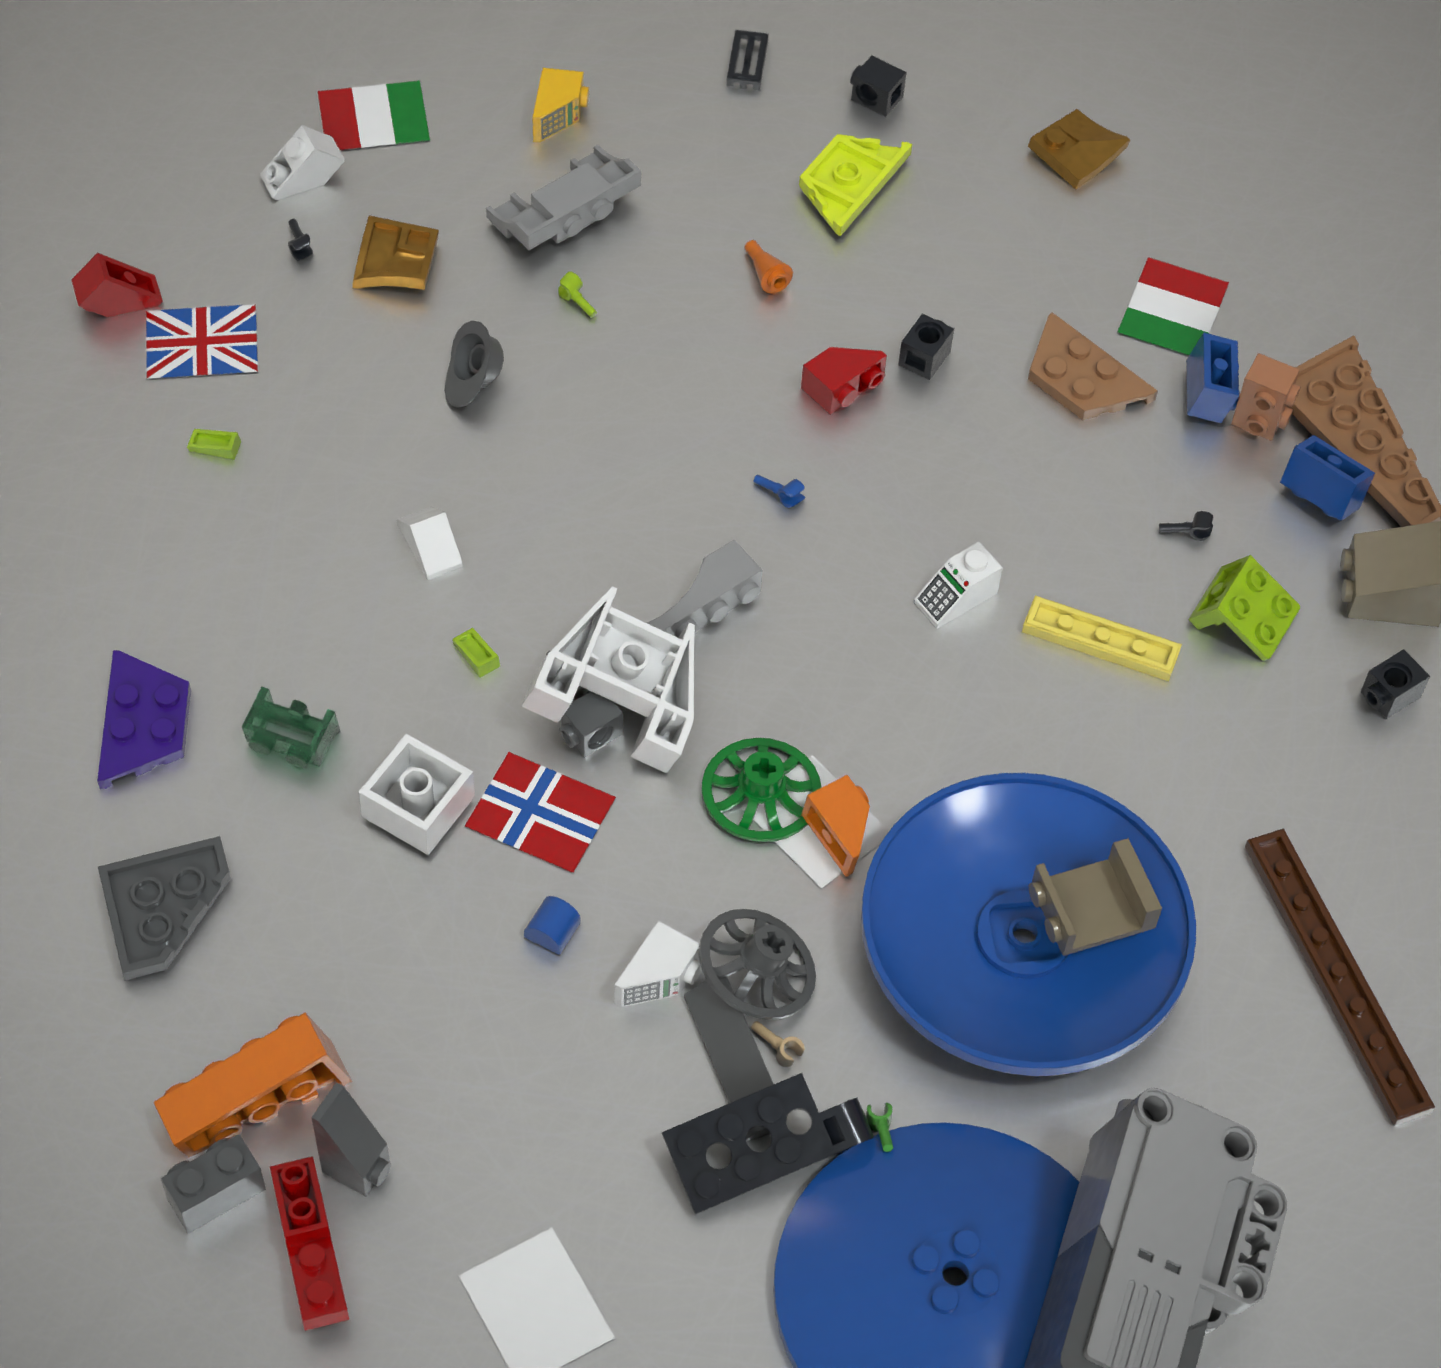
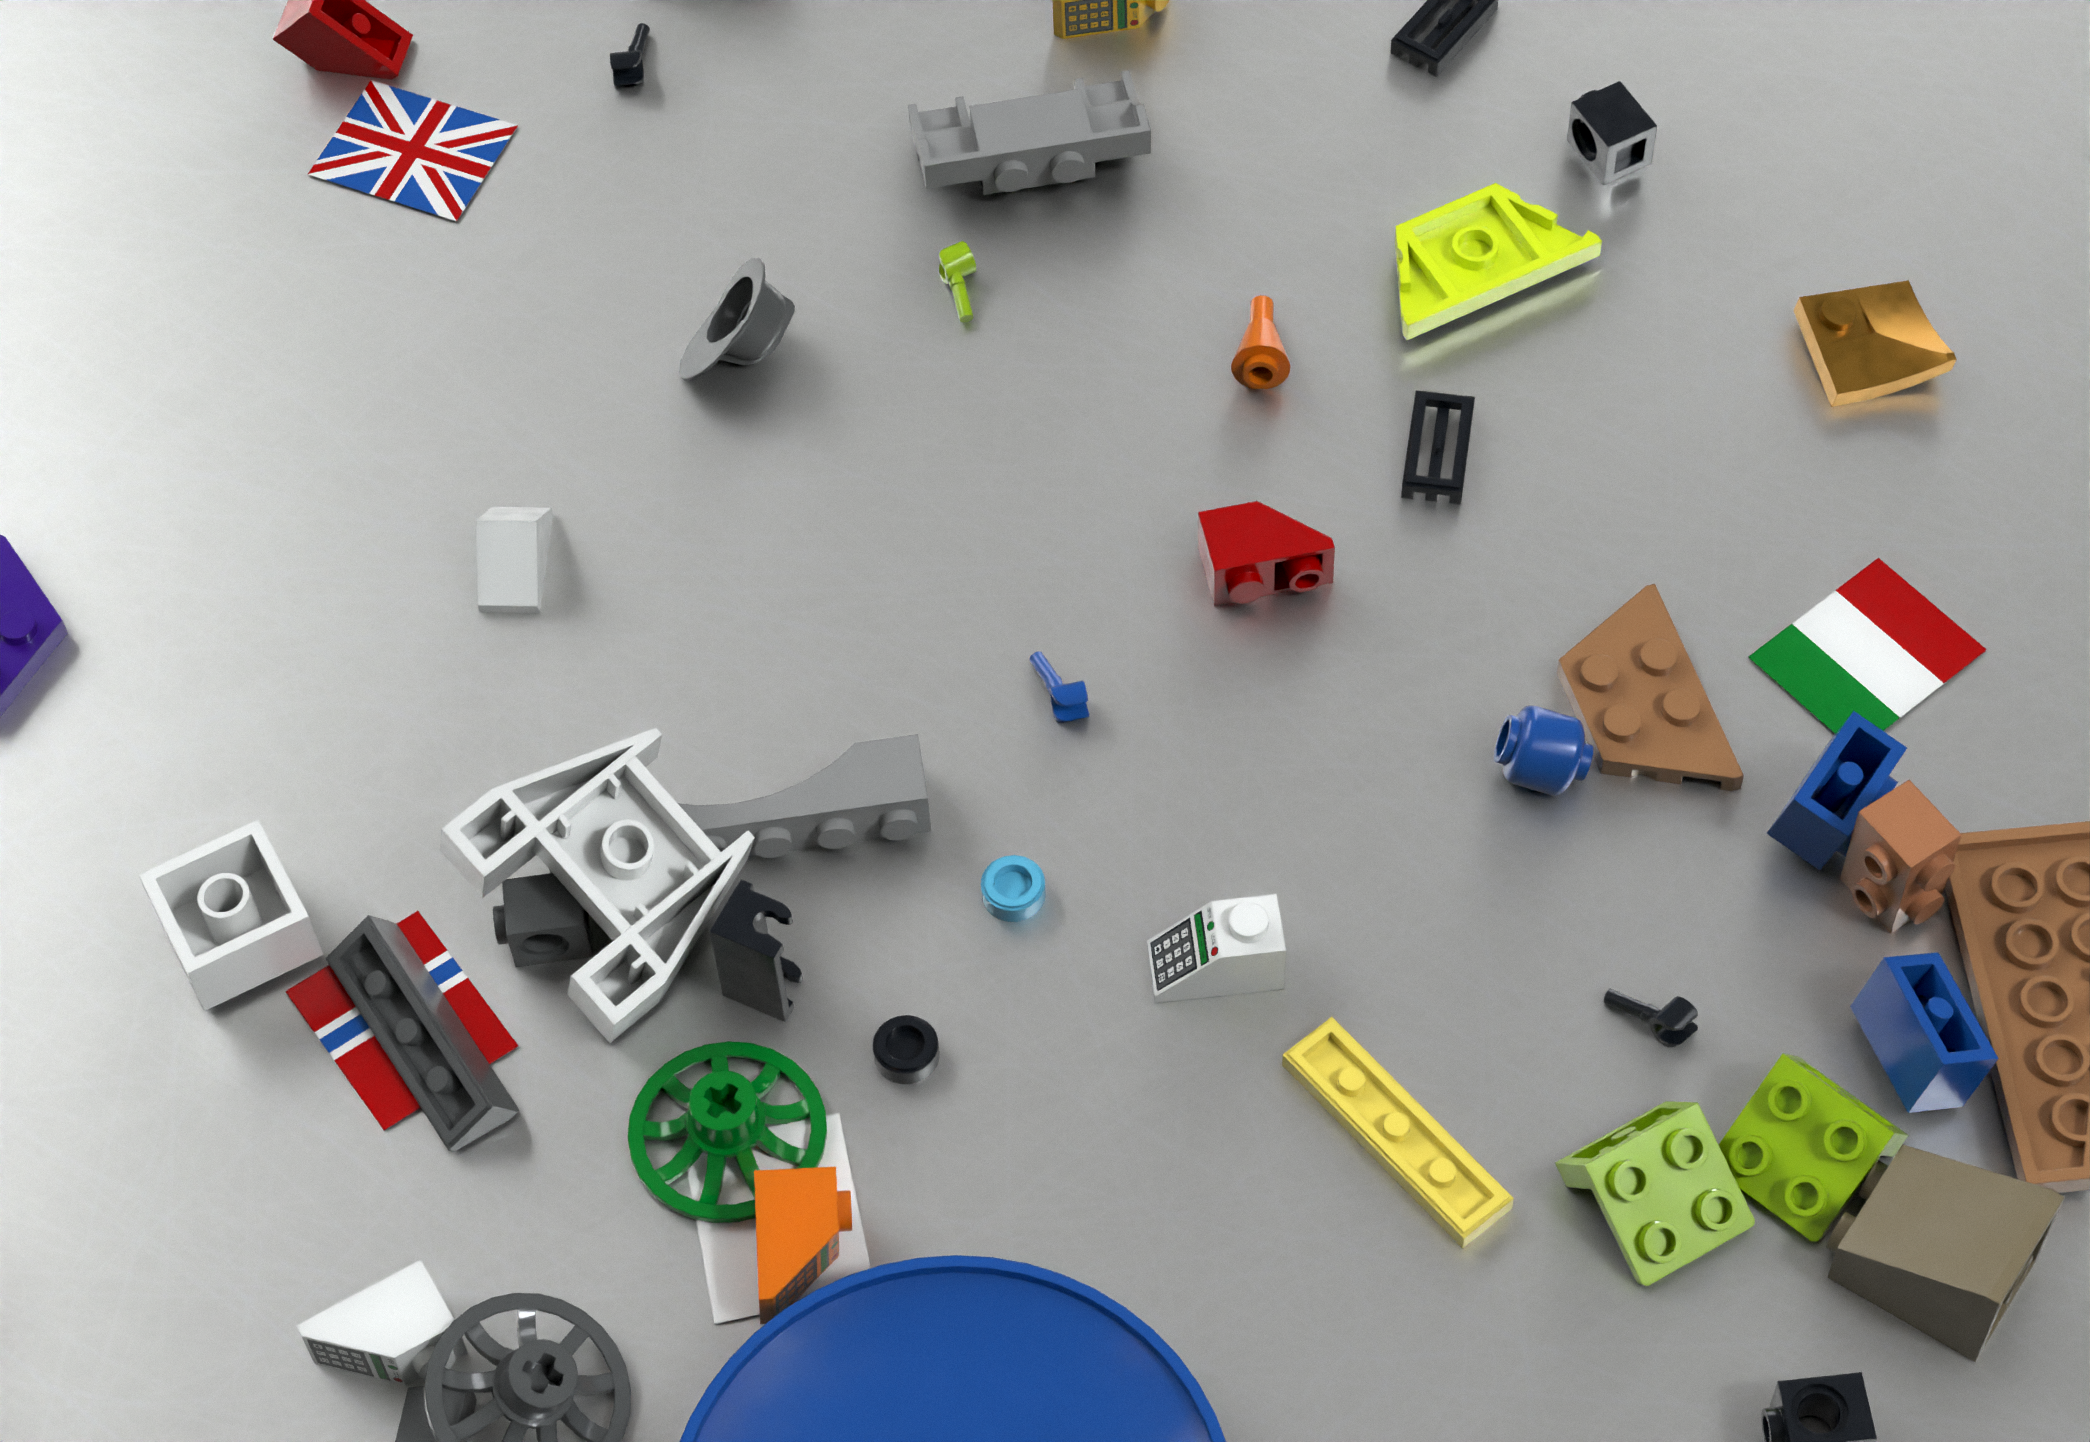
camera: 35 degrees right, 0 degrees up
(215, 443) = (330, 299): lime piece -> none
(294, 718) = (113, 710): clear green window -> none
(394, 254) = (742, 124): pearl gold plate -> none
(476, 652) = (470, 745): lime piece -> none
(553, 924) = (296, 1195): blue brick -> none
(559, 813) = (421, 1033): none -> dark grey slope
(727, 689) = (751, 958): none -> black hinge
(826, 601) = (1013, 888): none -> medium azure tile
(827, 707) = (906, 1049): none -> black tile
(901, 306) = (1433, 484): none -> black tile
(926, 346) = (1415, 579): black brick -> none
(1053, 417) = (1543, 750): none -> blue head
(1305, 557) = (1806, 1146): none -> lime bracket

